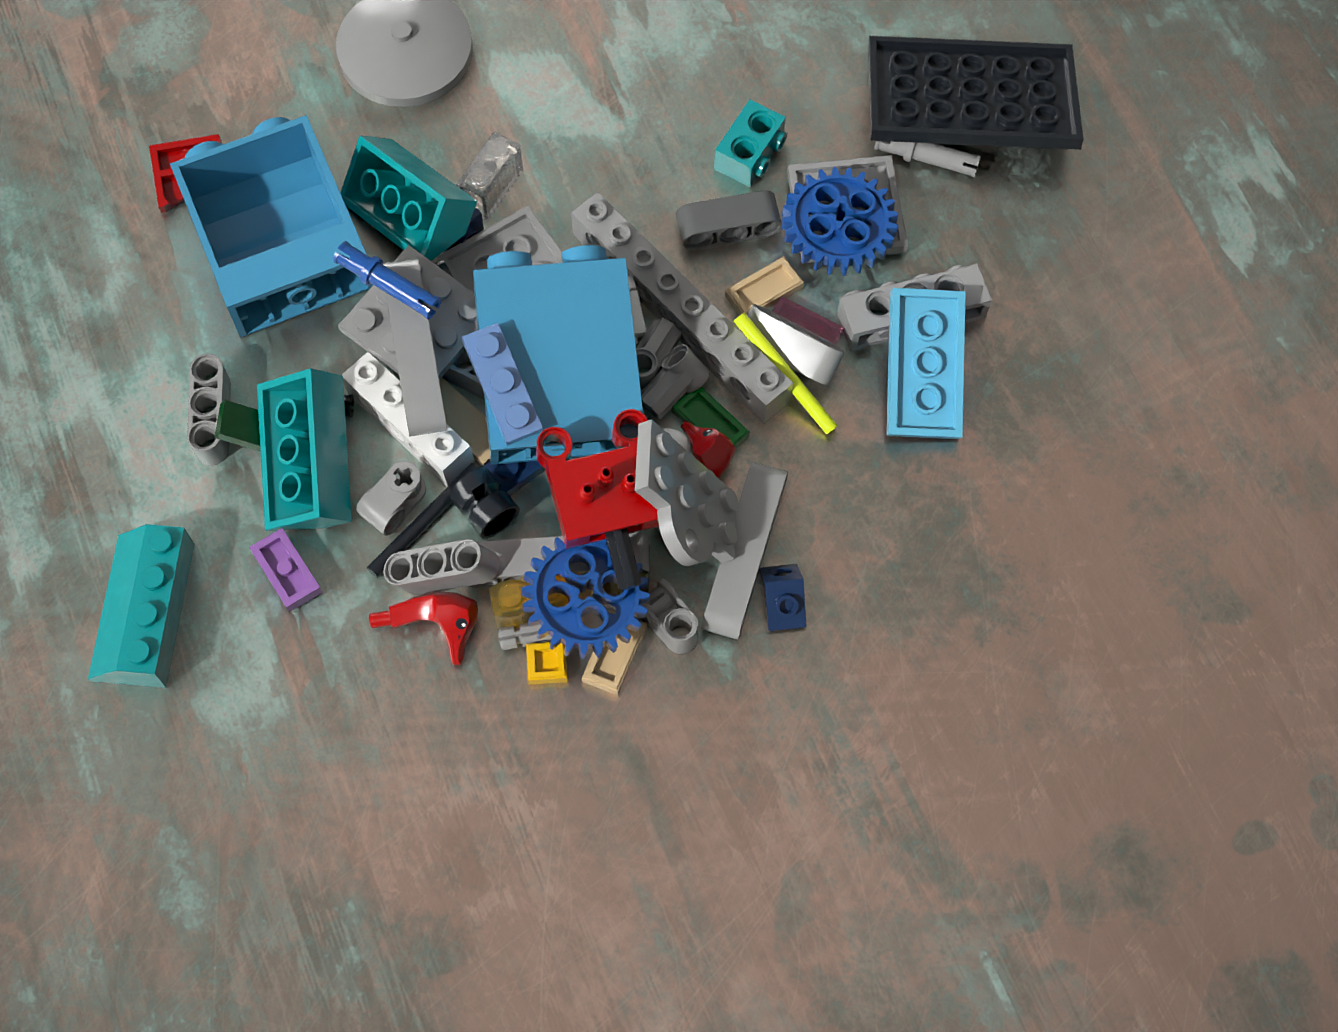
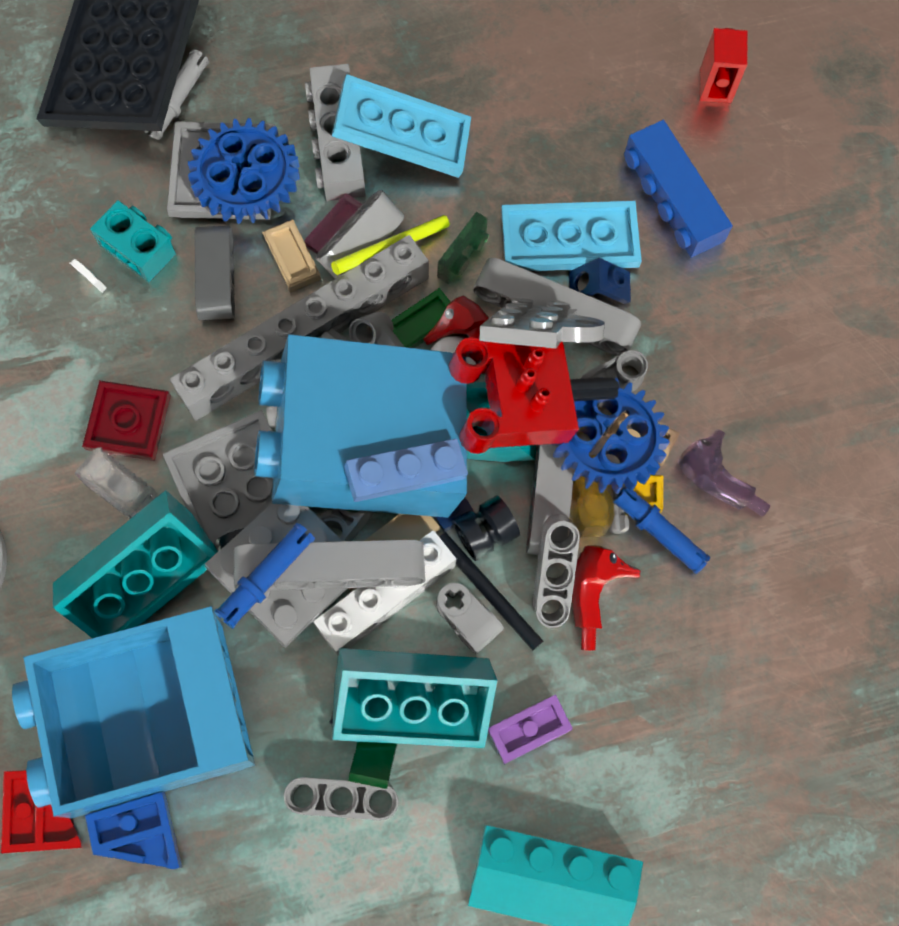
camera: 85 degrees left, 5 degrees up
(172, 248) = (136, 832): none -> blue wing
(502, 676) = (650, 519): none -> blue pin
(562, 173) = (127, 420): none -> dark red tile
(577, 715) = (704, 467): none -> clear purple animal
(705, 111) = (84, 271): none -> white piece
(789, 442) = (457, 255): none -> clear green plate
(835, 557) = (570, 234): none -> medium azure plate
(914, 663) = (677, 189): none -> blue brick
(1083, 695) = (723, 65): none -> red brick

